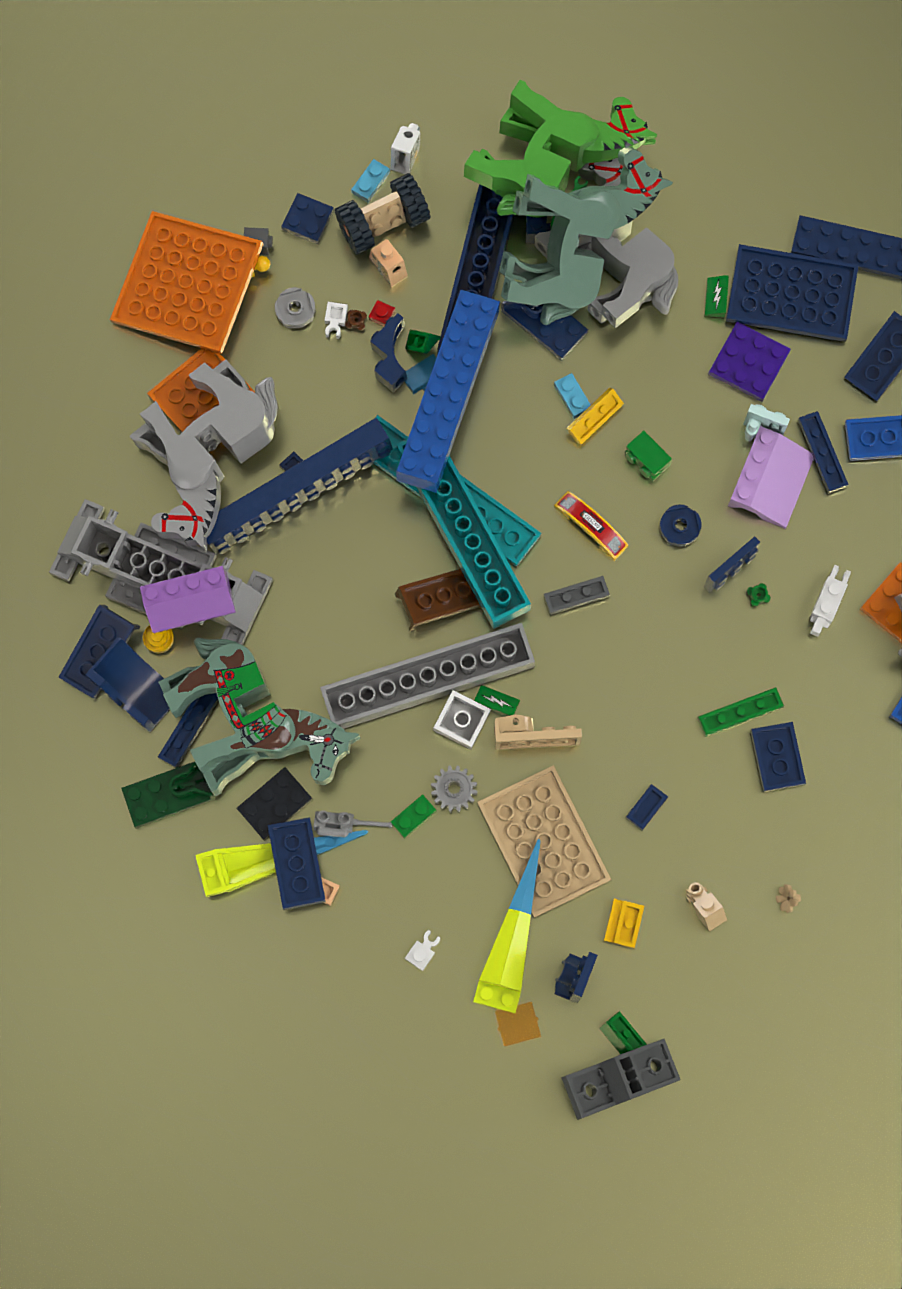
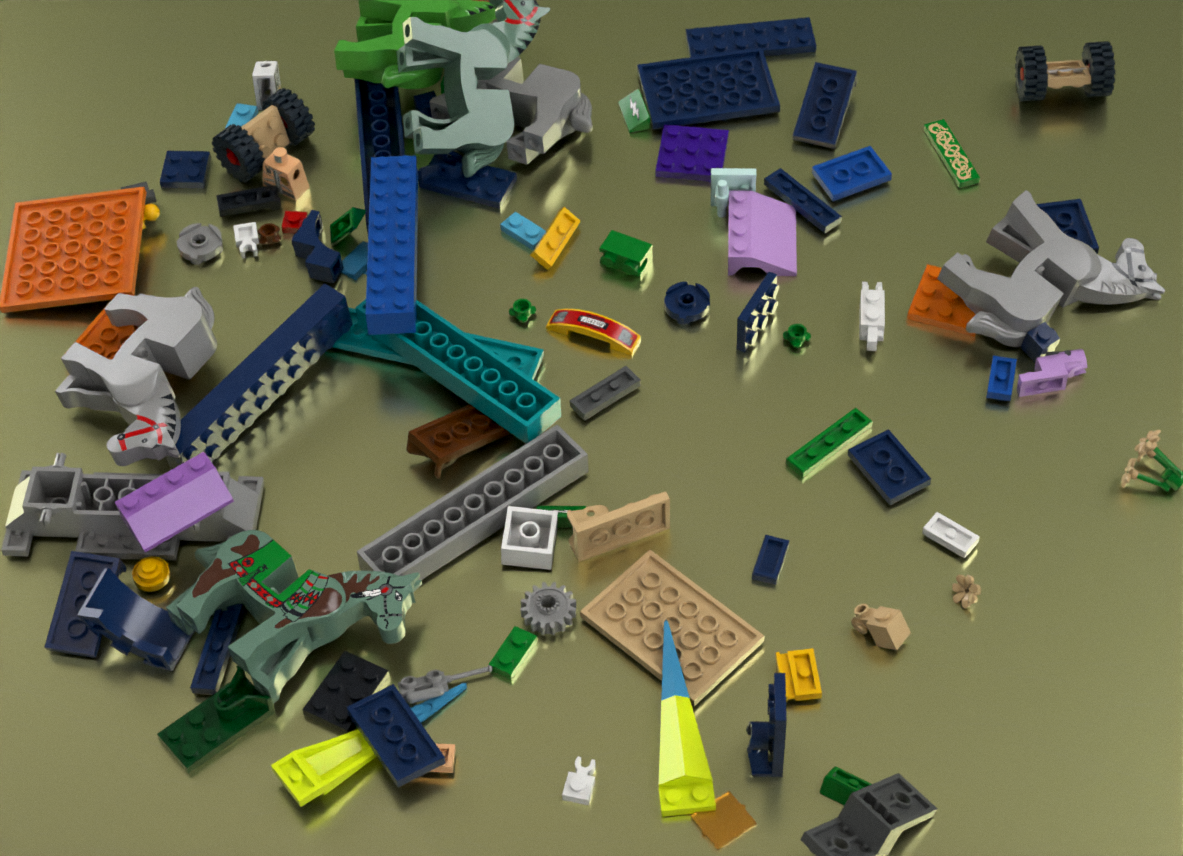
camera: 20 degrees left, 25 degrees down
(349, 276) = (249, 200): none -> black plate
(540, 476) = (522, 309): none -> green plate
(799, 841) = (950, 535): none -> white plate

